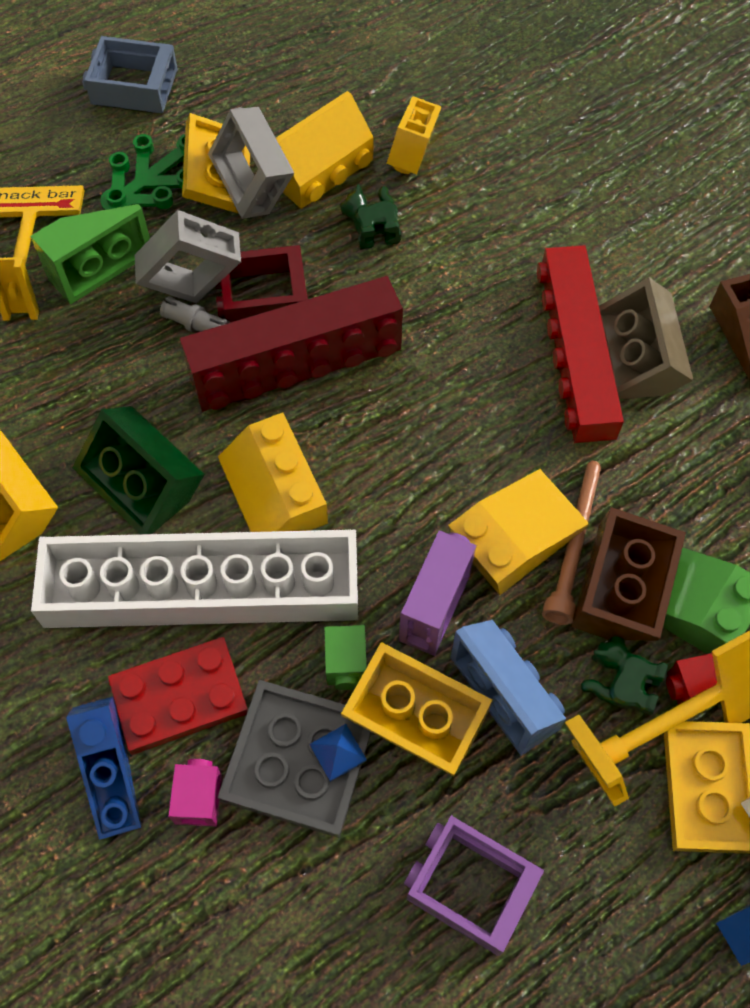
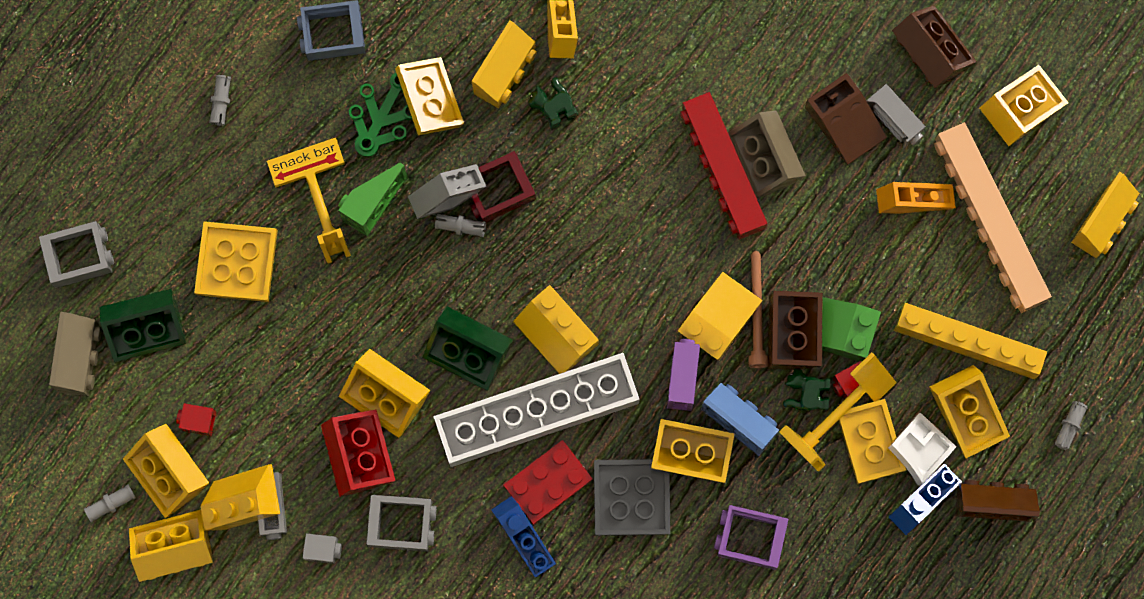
camera: 15 degrees left, 15 degrees up
(195, 793) = (581, 535): dark pink brick -> none
(250, 193) = (458, 97): light grey window -> none
(293, 343) = (538, 230): dark red brick -> none
(338, 752) = (654, 488): blue slope -> none
(345, 655) = (640, 430): bright green brick -> none

